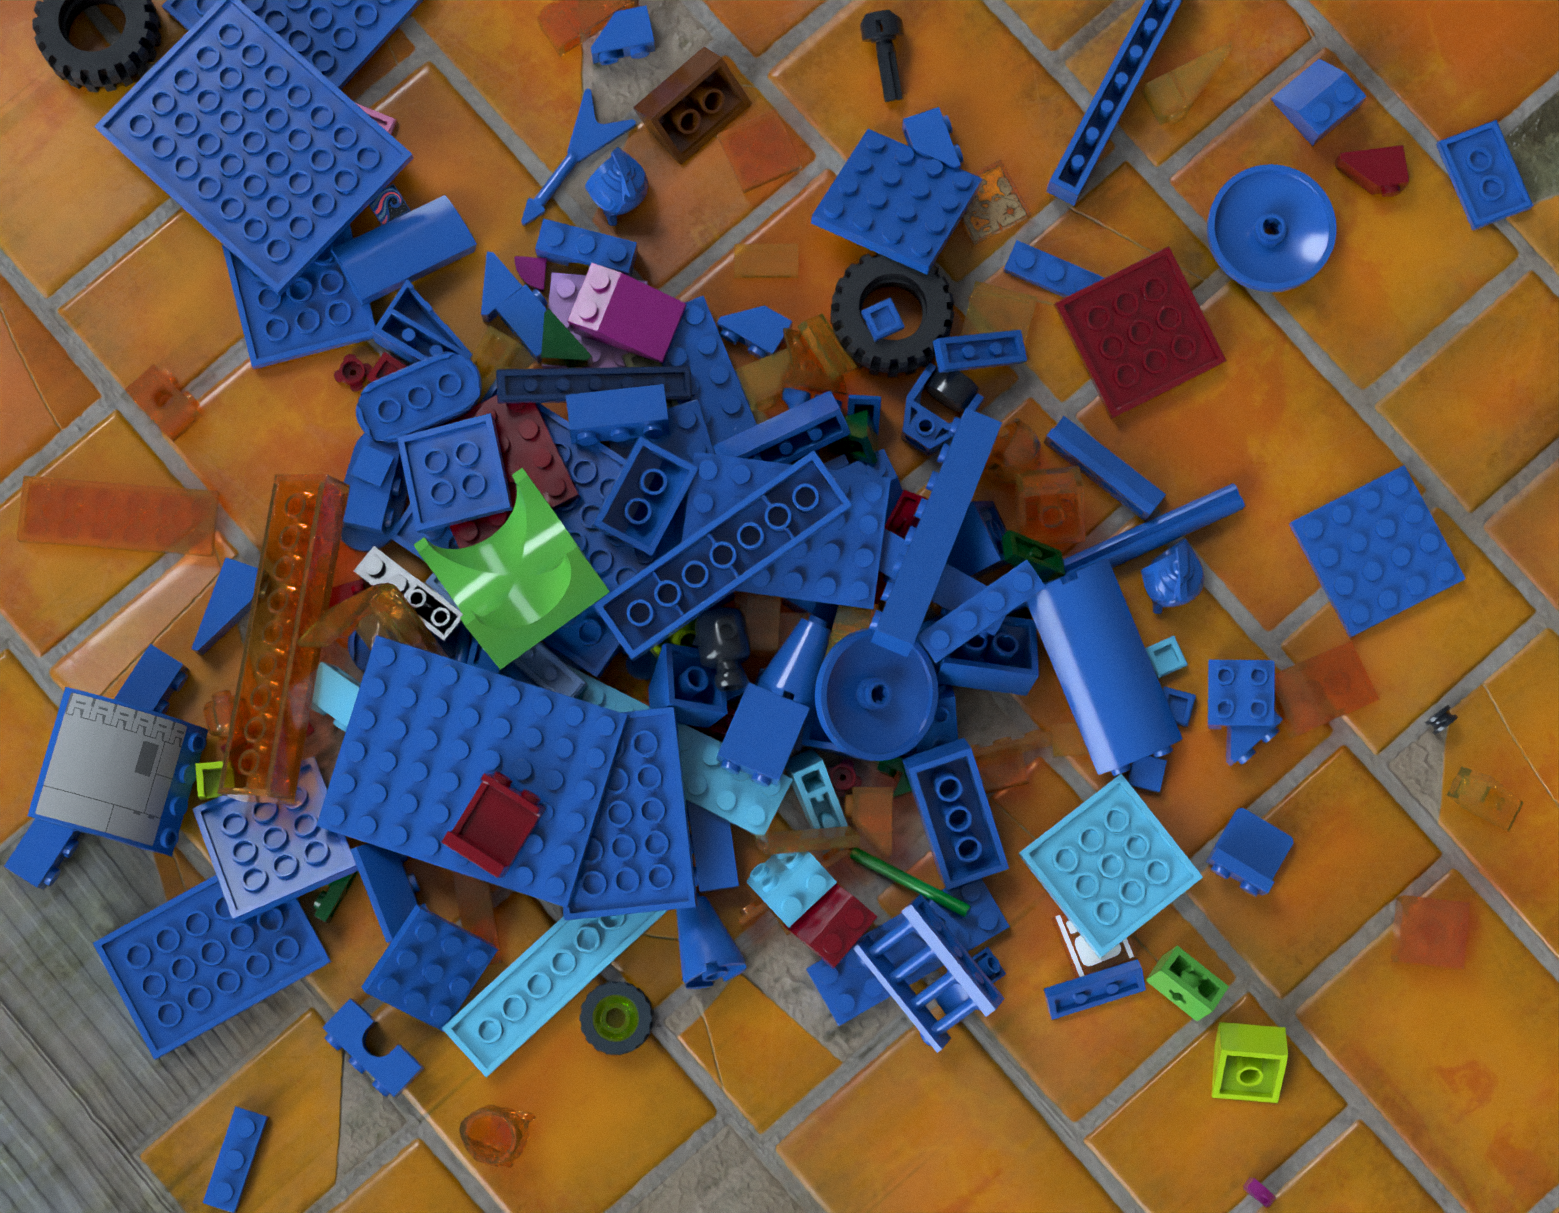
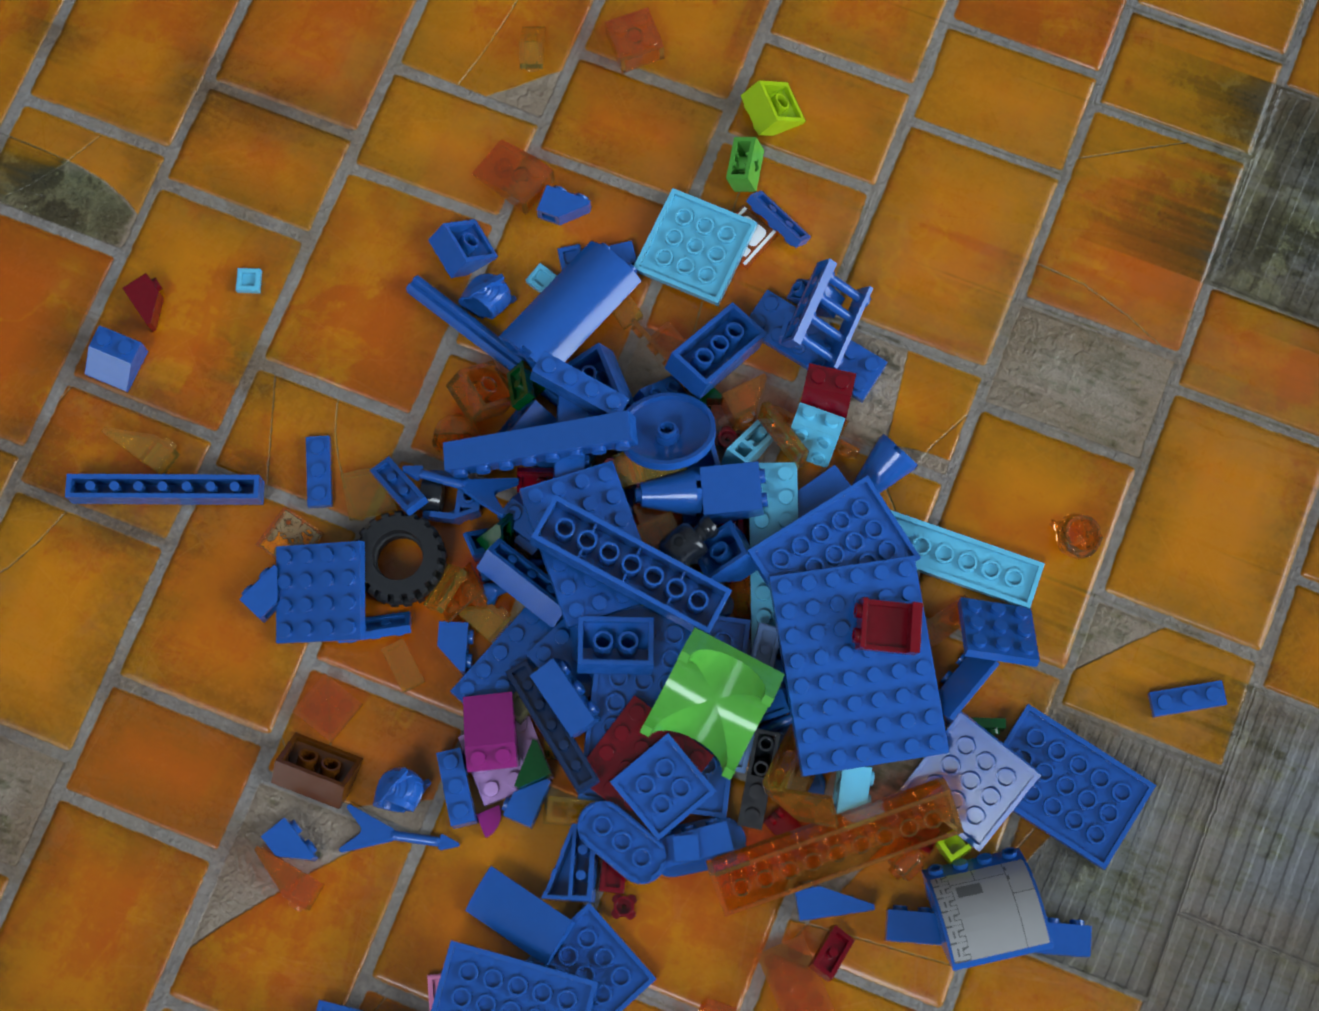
camera: 110 degrees left, 5 degrees down
(171, 575) = (831, 953): none -> dark red plate
(349, 1030) = (1075, 626): blue arch -> none
(389, 205) = (494, 942): tile -> none
(498, 286) = (513, 835): blue slope -> none
(636, 1010) = (970, 490): black wheel -> none
(822, 263) = (386, 625): none -> blue plate
(882, 319) = (410, 555): blue tile -> none
(885, 49) = (214, 658): black piece -> none
(910, 882) = (772, 358): green bar -> none
(924, 440) = (478, 489): none -> blue piece
(1104, 468) = (436, 375): blue fence -> none
(1139, 332) = (332, 395): dark red plate -> none
(1241, 693) = (544, 218): blue bracket -> none
(1250, 852) = (641, 168): blue bracket -> none
(1254, 579) = (462, 247): none -> blue slope
(1259, 1192) = (848, 67): magenta tile -> none
(1279, 201) = (206, 330): blue dish -> none
(1343, 304) = (248, 280): none -> medium azure tile
(1377, 551) = (405, 184): blue plate -> none
(1441, 719) = (495, 95): black bush -> none
(1484, 175) = (116, 234): blue tile -> none

